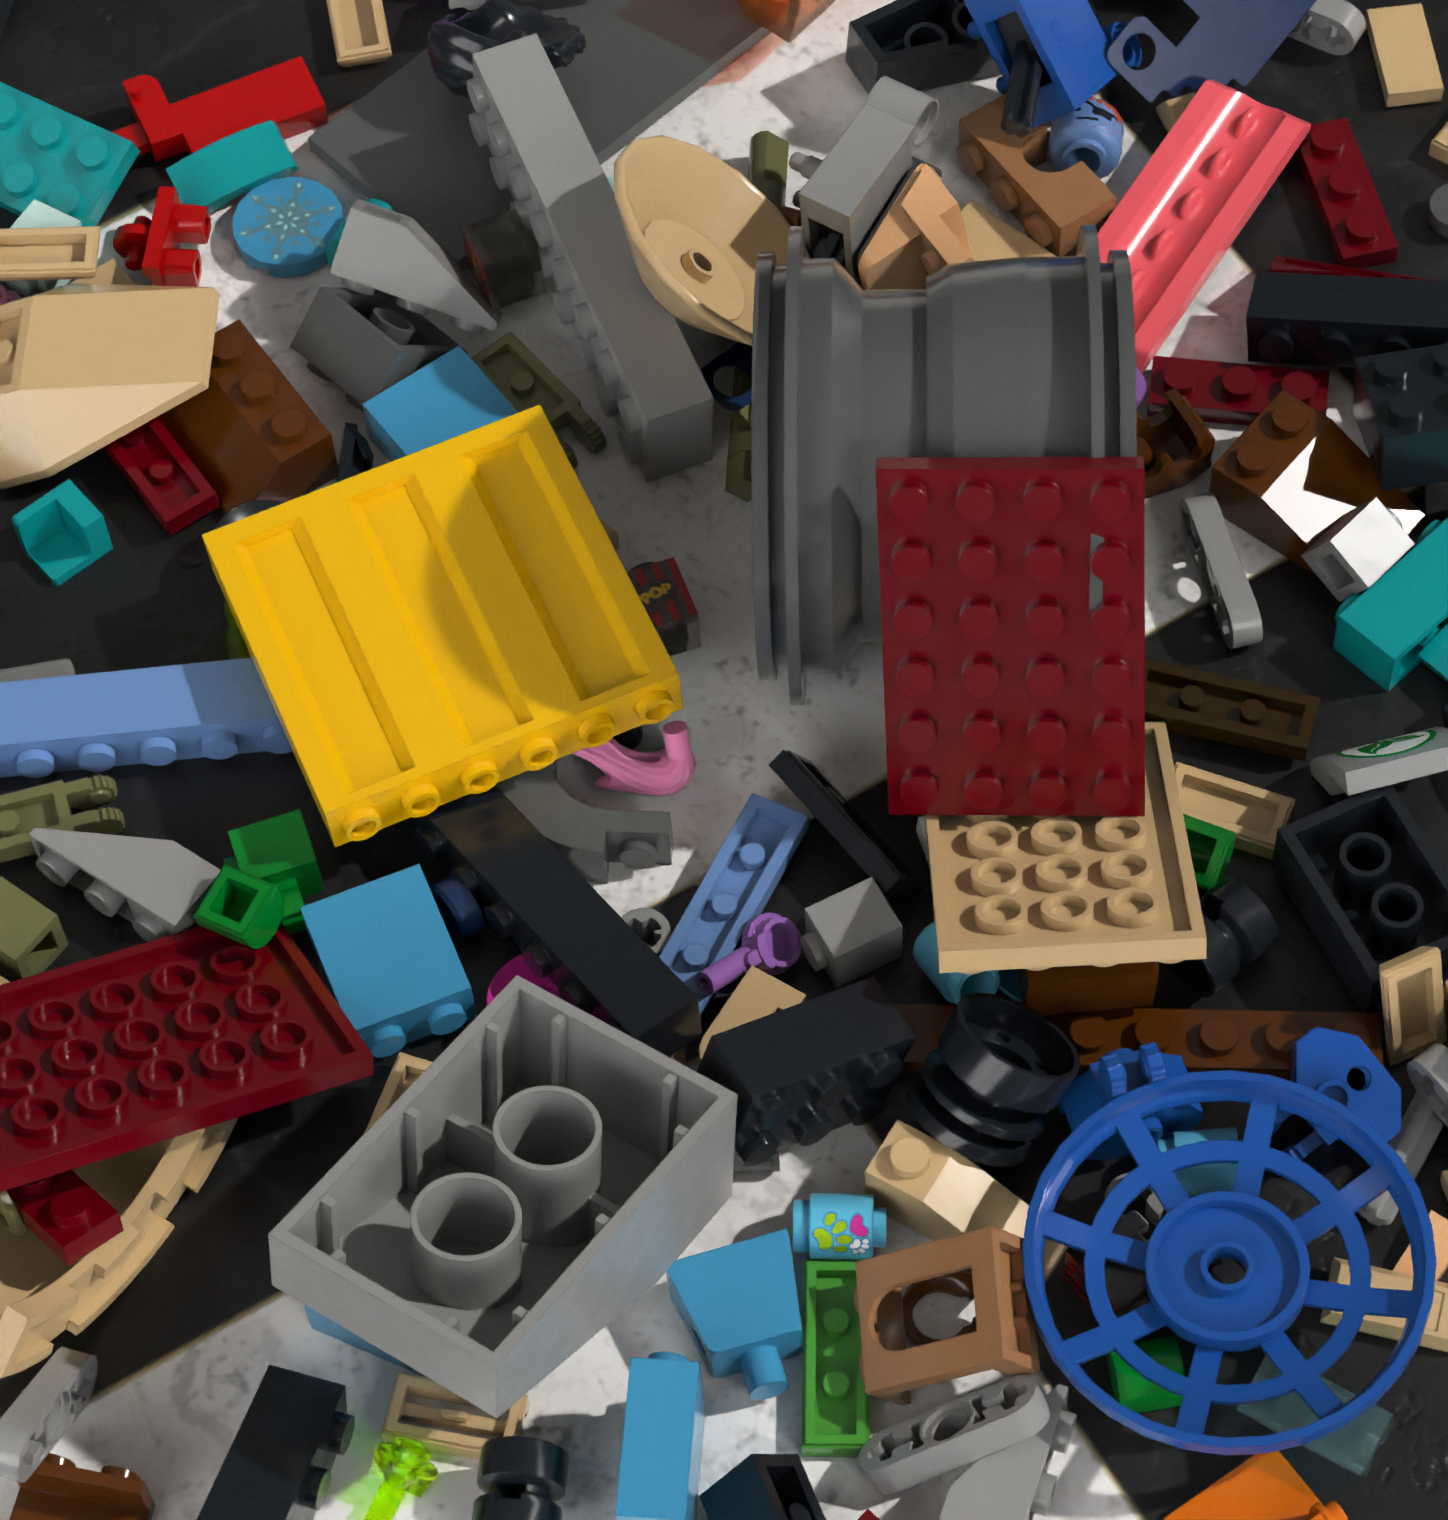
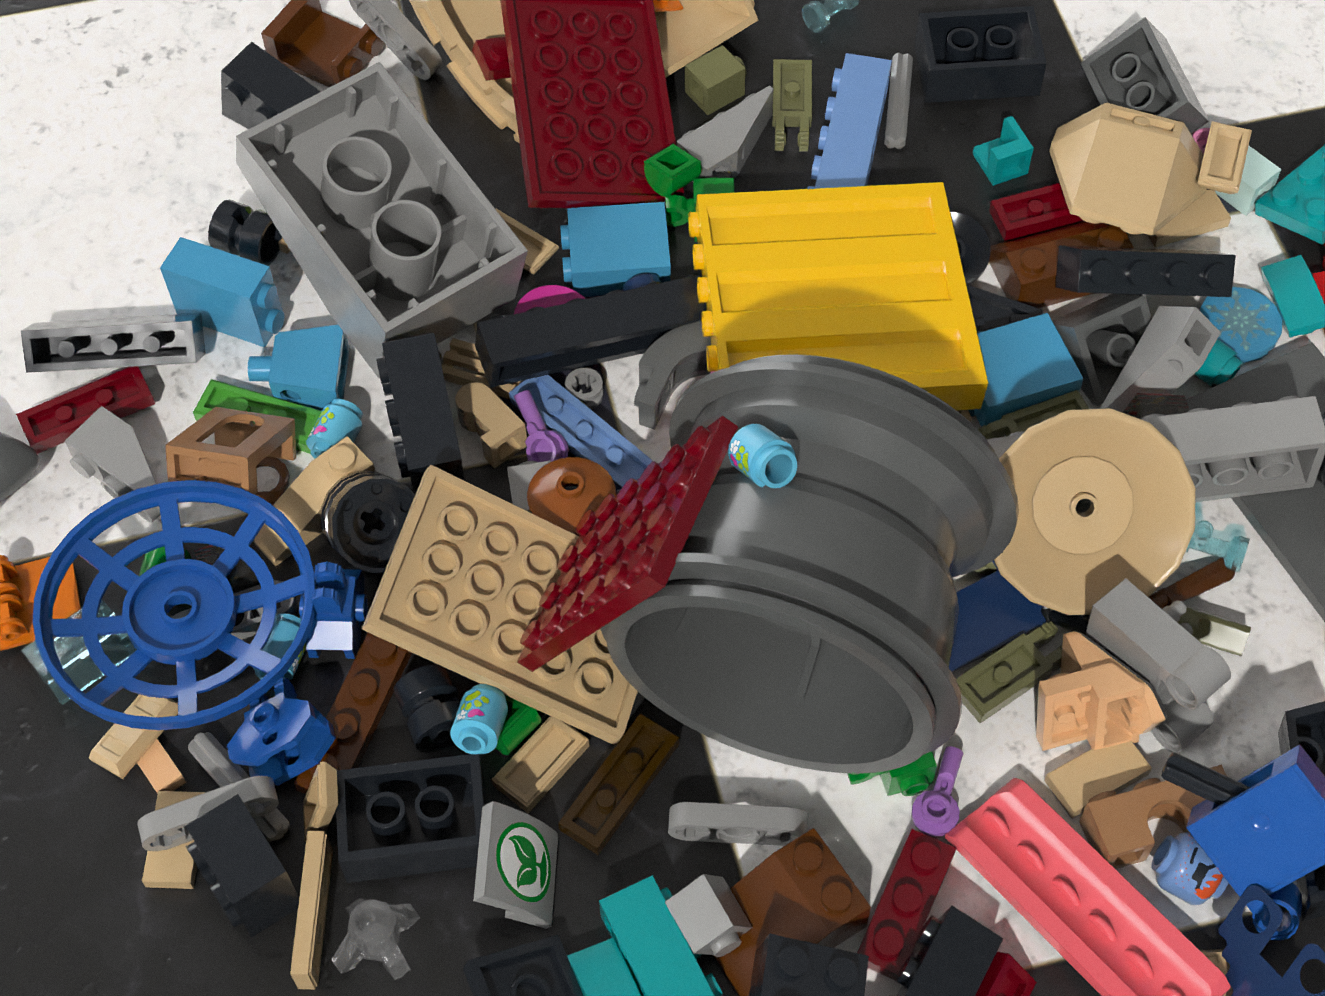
camera: 105 degrees right, 0 degrees up
(156, 243) = (1248, 244): red hips -> none
(275, 299) = (1145, 271): none -> black brick
(858, 883) = (566, 507): none -> dark orange dish
(916, 414) = (762, 456): none -> medium azure brick
(986, 1424) = (153, 449): light grey beam -> none
(1173, 445) = (863, 819): reddish brown hand -> none
(1234, 842) = (479, 719): none -> medium azure brick

